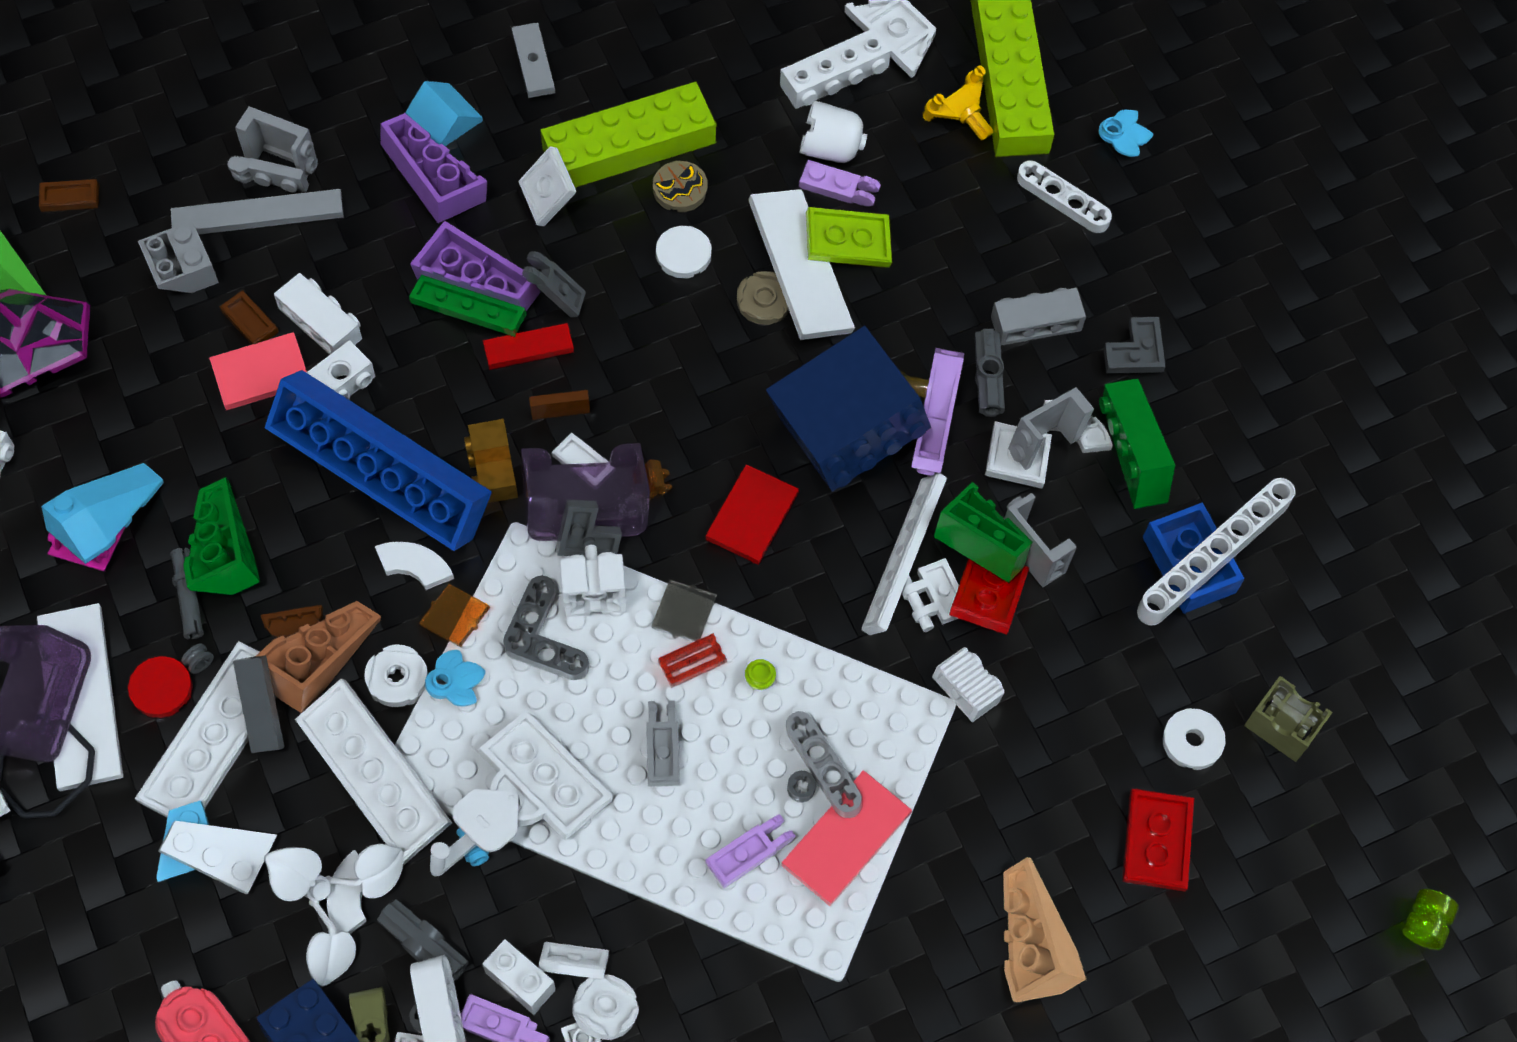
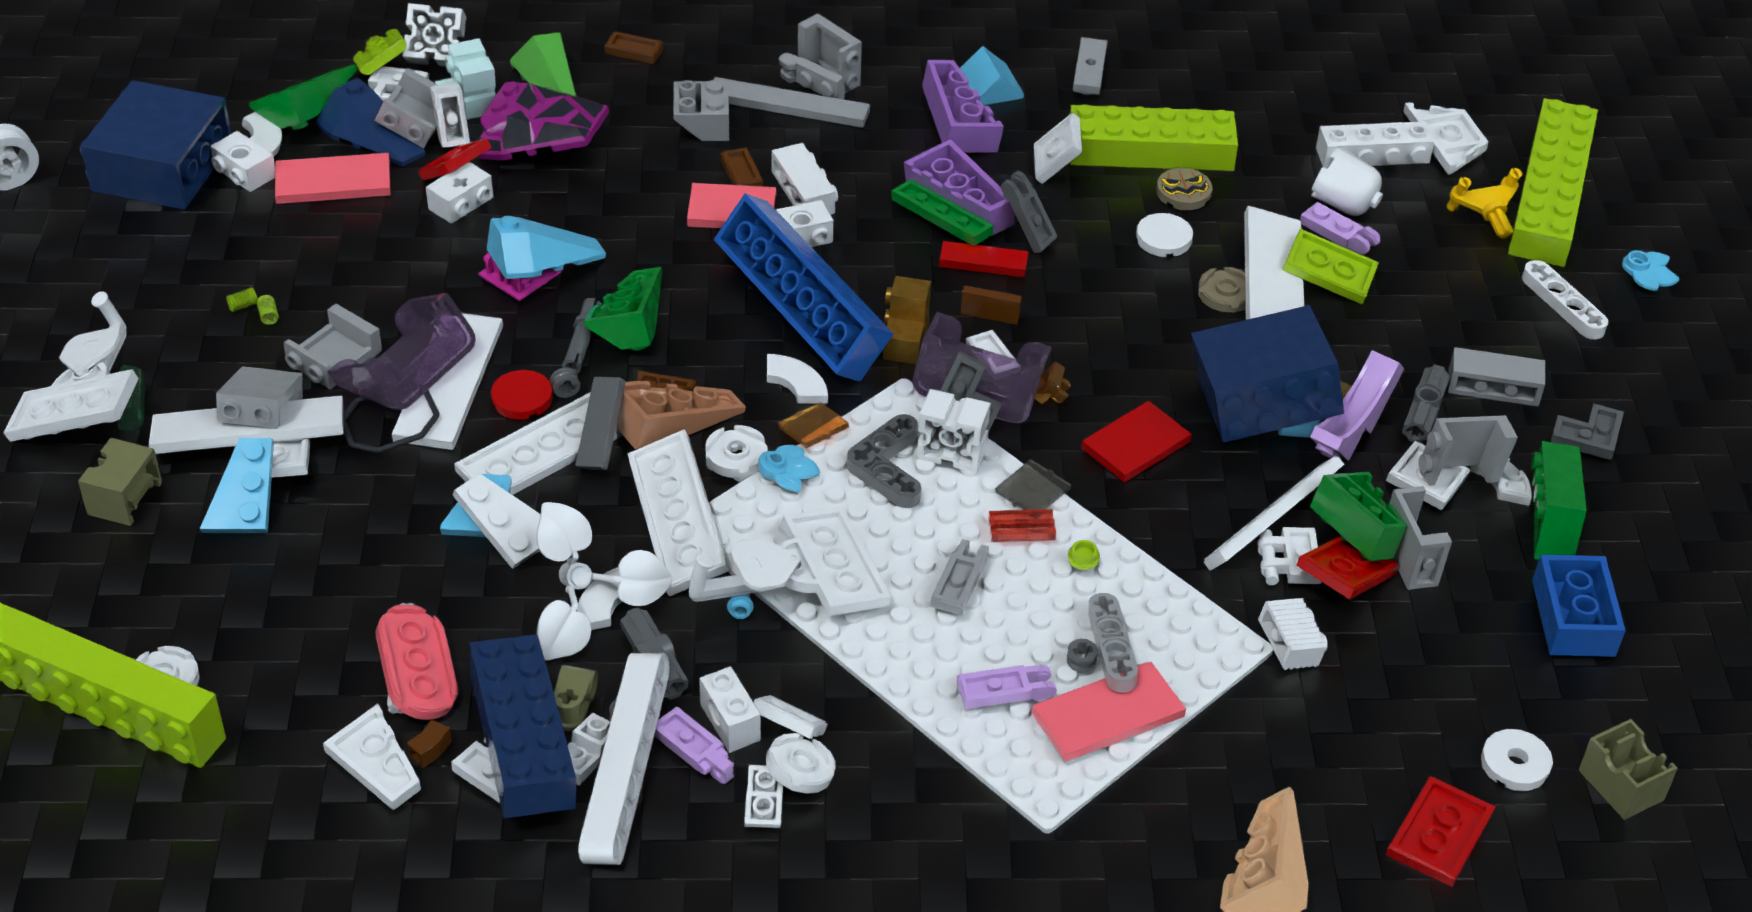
camera: 25 degrees right, 20 degrees down
(1210, 562) = (1601, 591): white beam -> none

